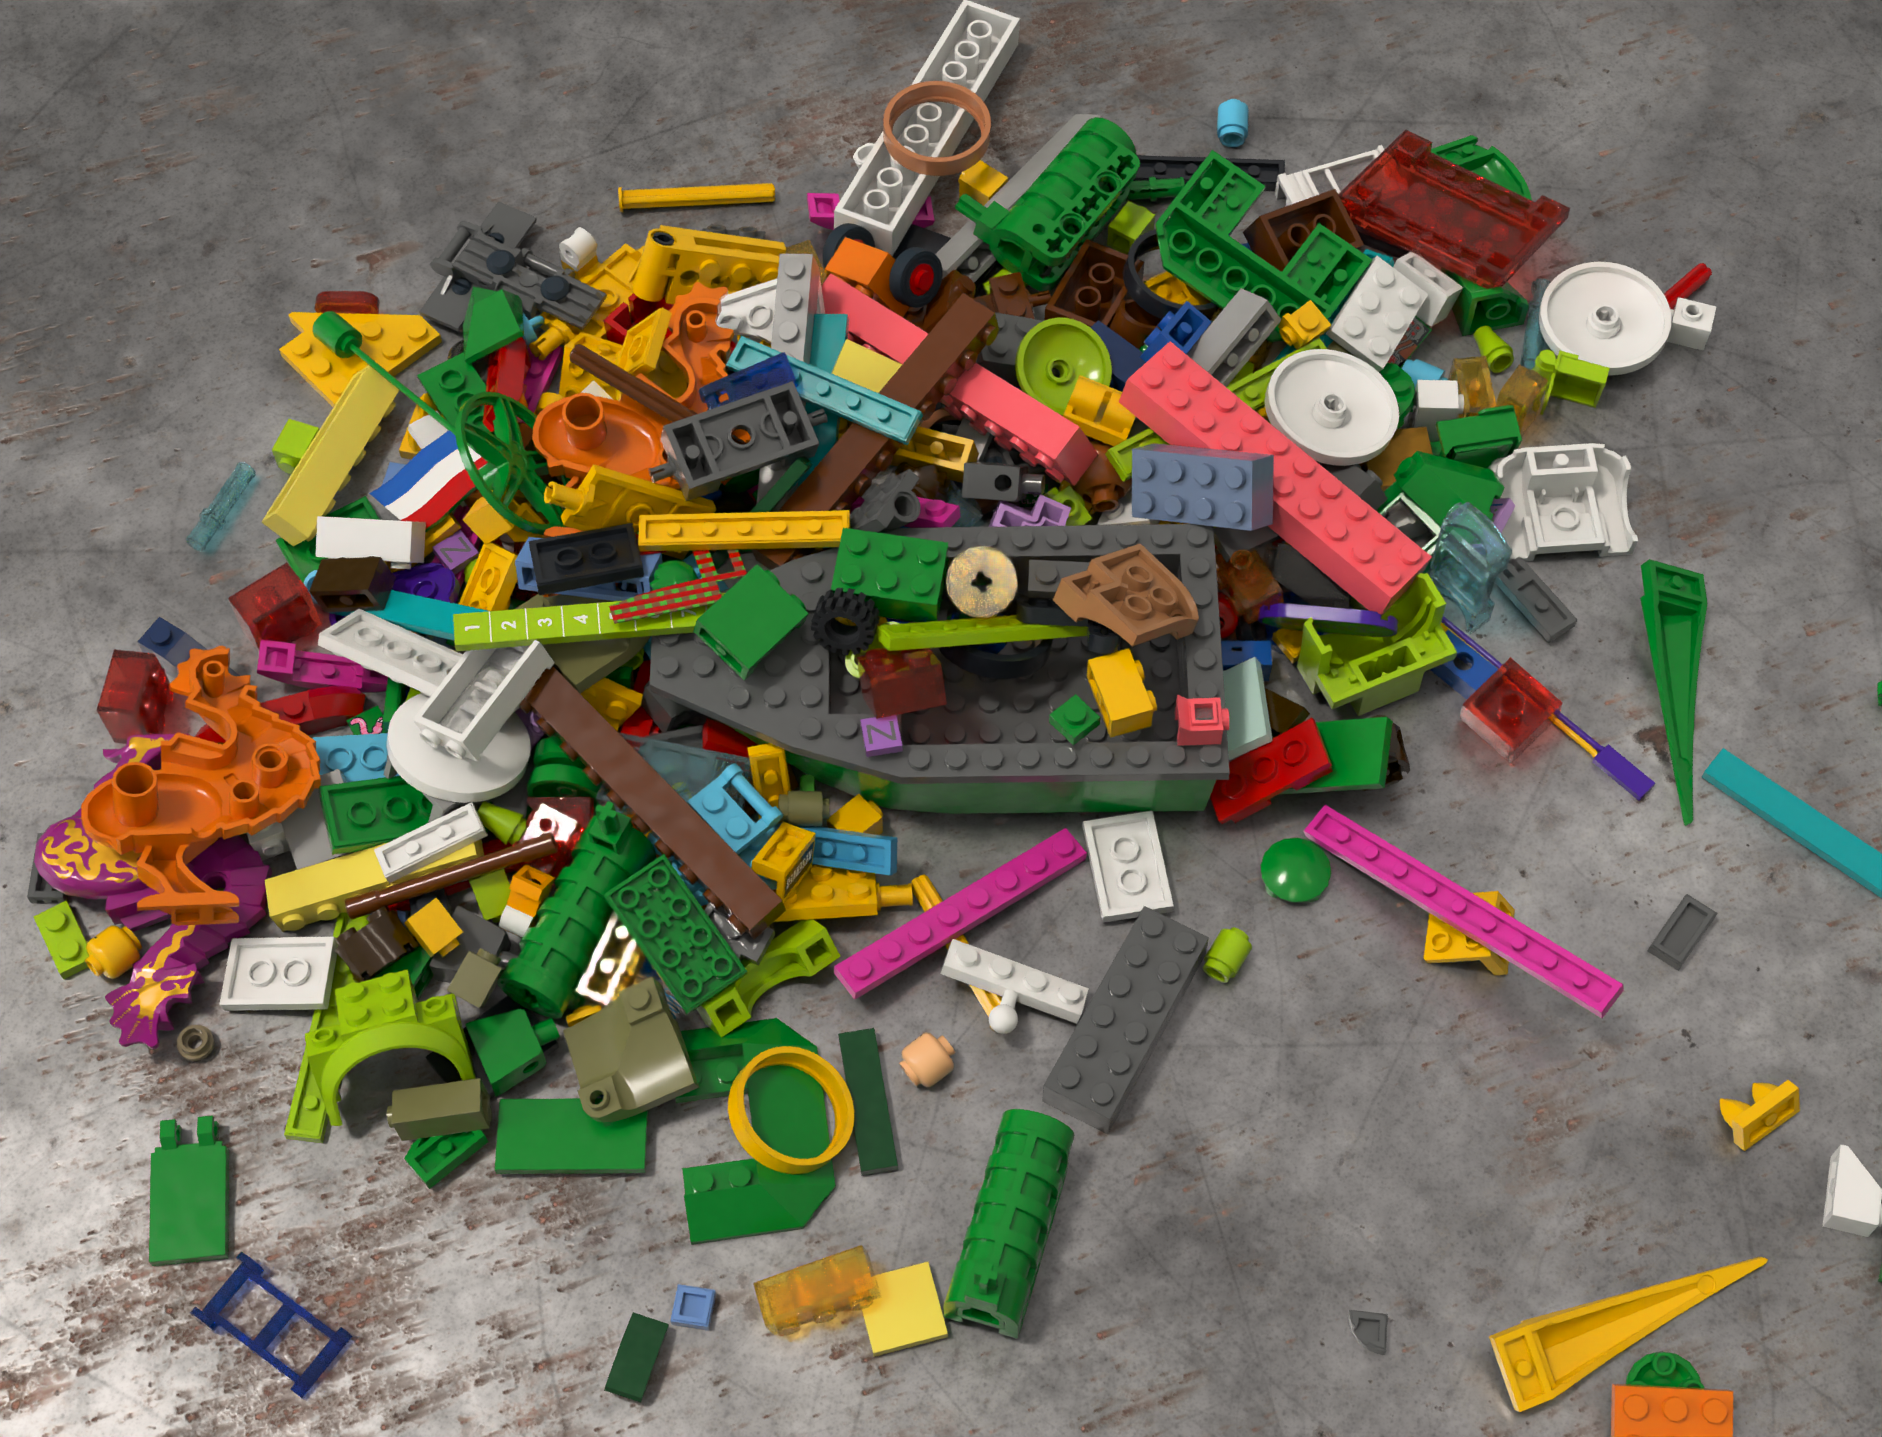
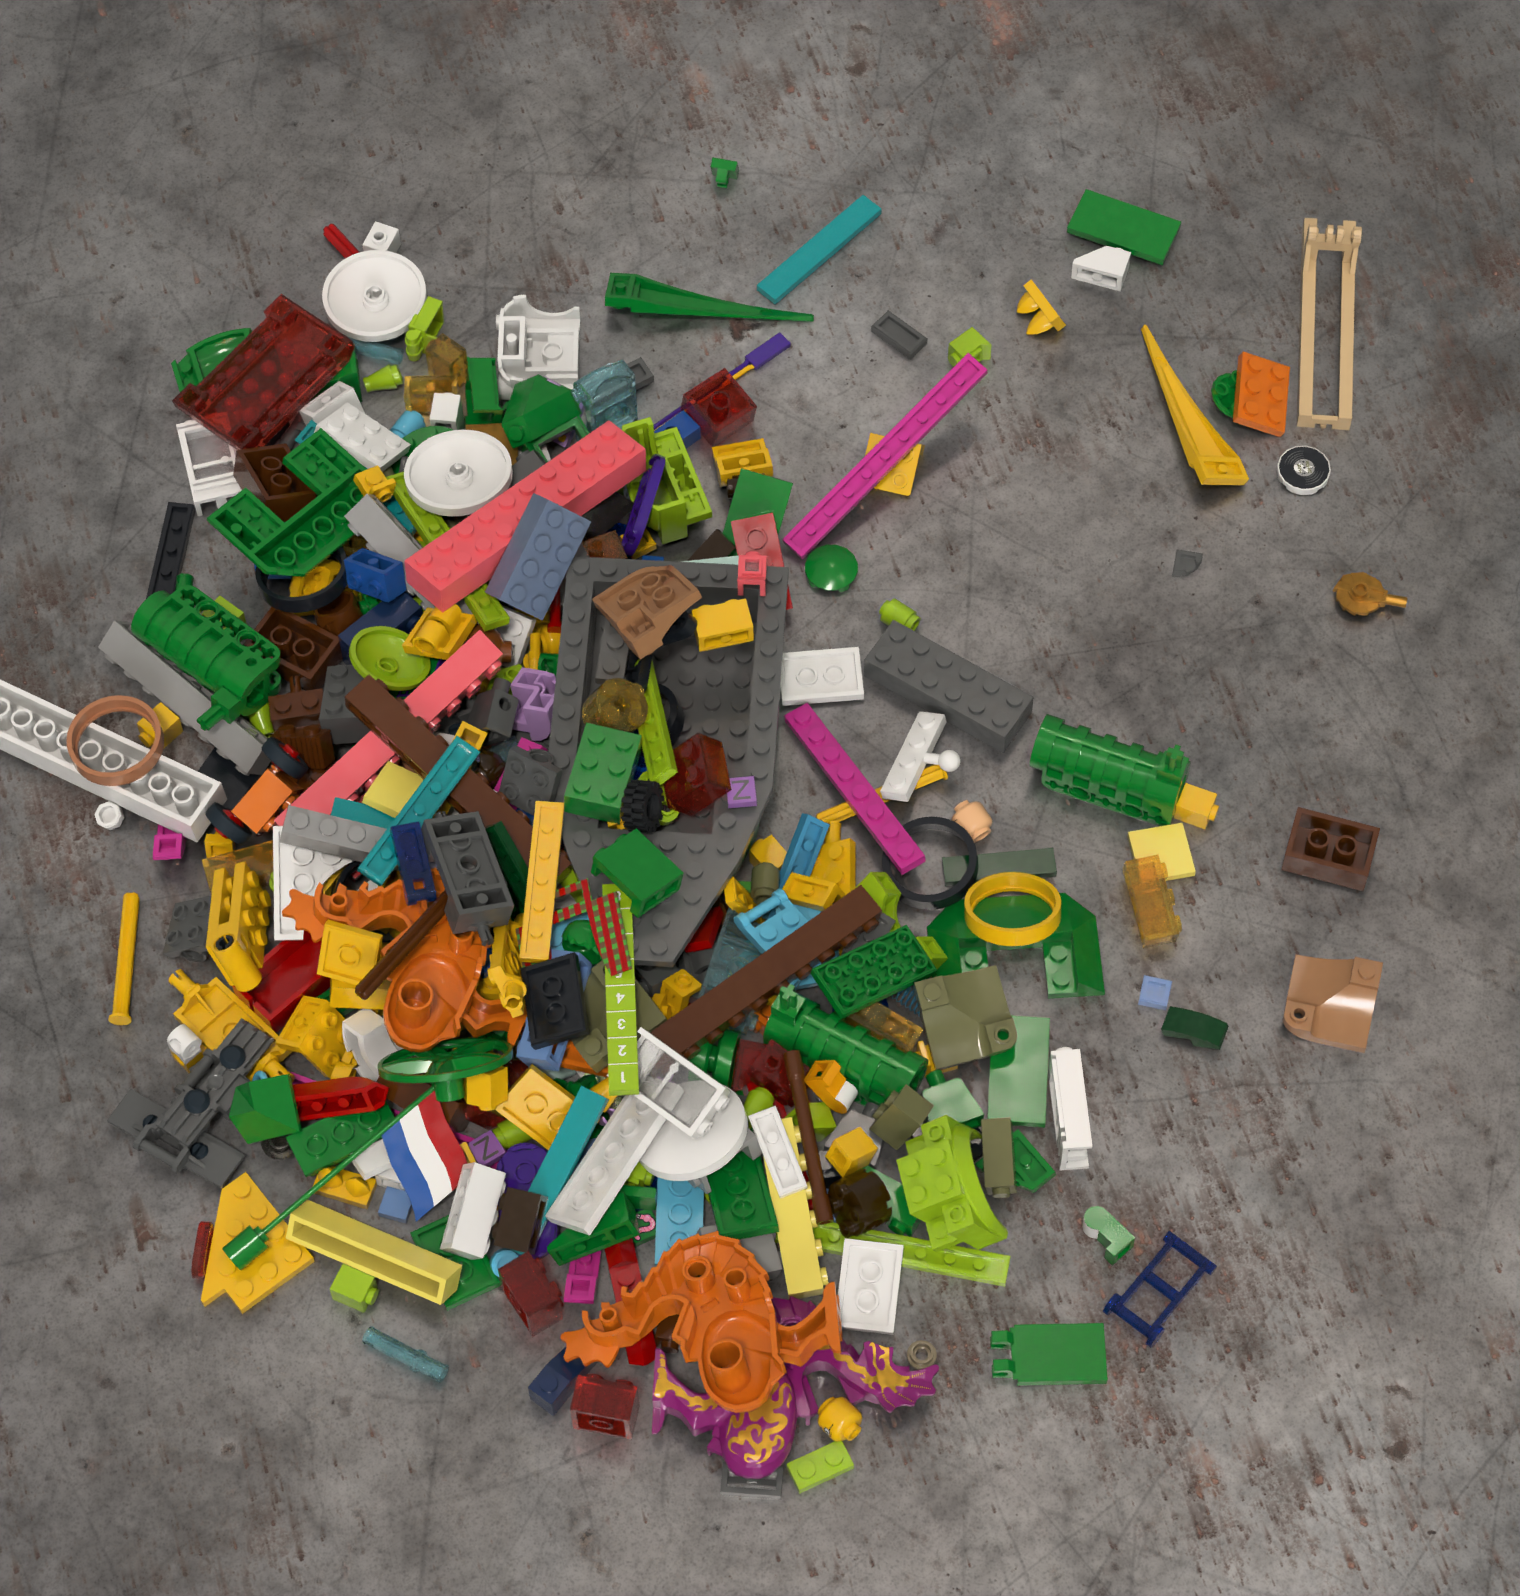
camera: 85 degrees left, 0 degrees up
(346, 1255) = (1109, 1232): none -> leg
(351, 683) = (615, 1226): none -> green slope
(507, 1193) = (1069, 1108): none -> white door
(646, 720) = (679, 989): none -> yellow bracket
(859, 1061) = (958, 891): none -> black piece
(972, 1350) = (1196, 806): none -> yellow brick
(1074, 719) = (739, 660): green plate -> none
(1232, 122) = (123, 534): medium azure brick -> none
(1435, 748) = (747, 455): none -> yellow brick
(1668, 1016) = (969, 342): none -> lime window

